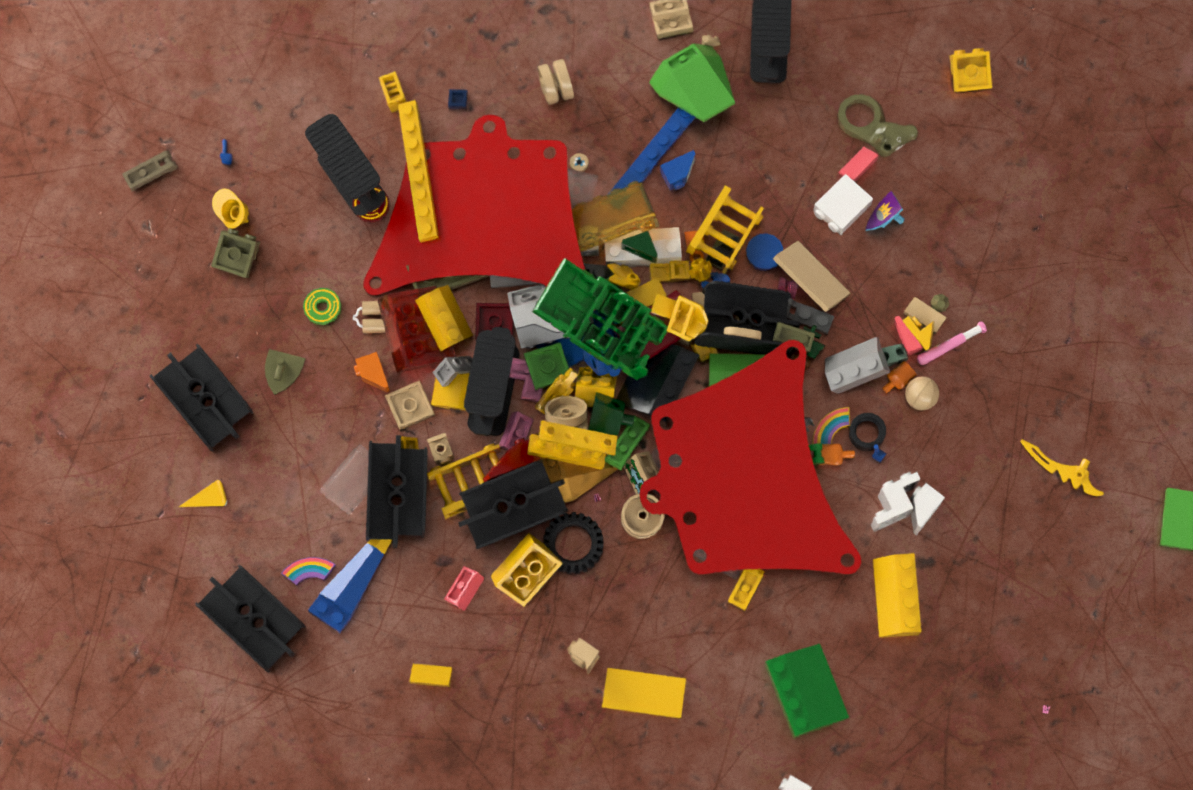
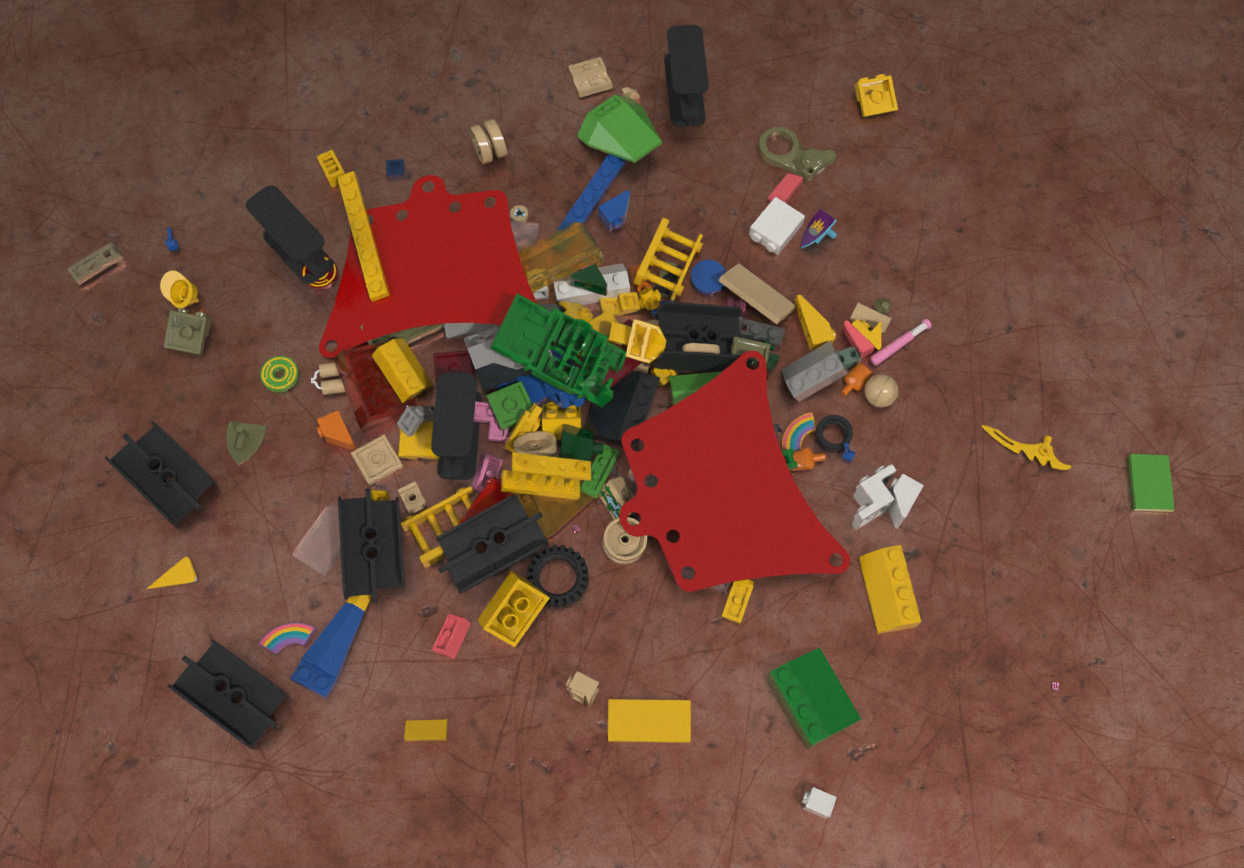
camera: 15 degrees left, 5 degrees down
(866, 318) = (815, 326): none -> yellow slope

